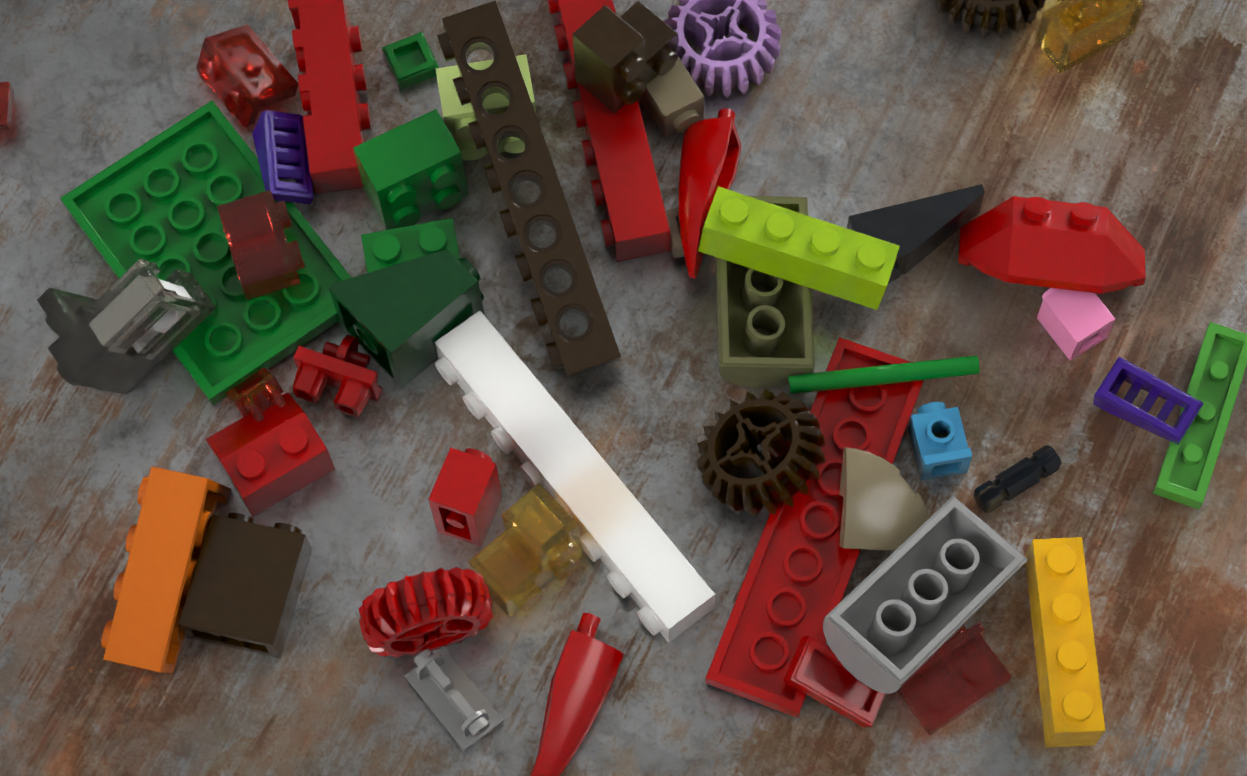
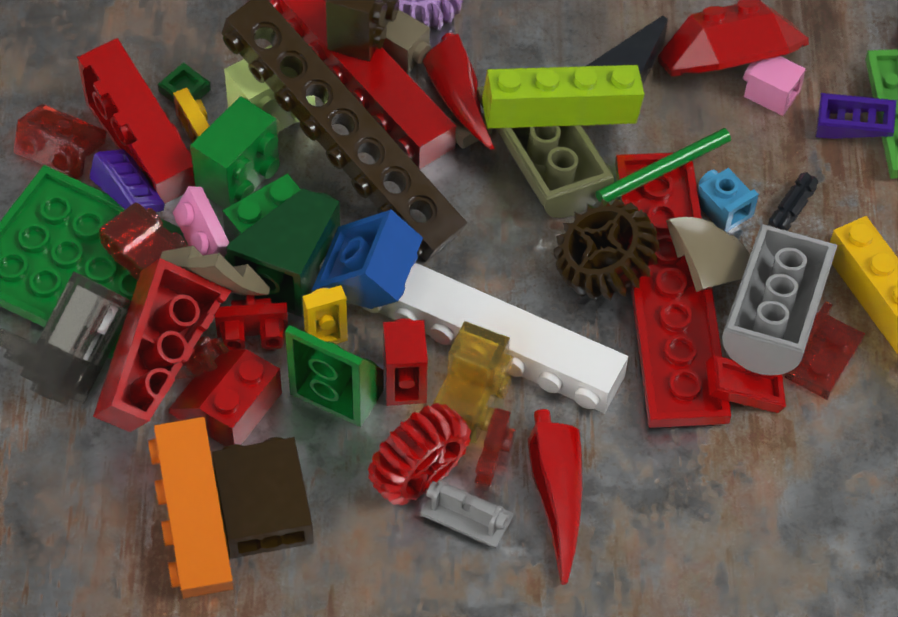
camera: 30 degrees left, 10 degrees down
(210, 365) = (156, 339): none -> red wedge
(300, 307) = (216, 268): none -> dark tan brick
(328, 250) = (200, 223): none -> bright pink plate
(383, 474) = (332, 377): none -> green slope
(396, 99) = (190, 113): none -> yellow plate
(407, 406) = (326, 314): none -> yellow plate
(481, 364) = (371, 259): none -> blue slope
(526, 628) = (497, 440): none -> clear red plate

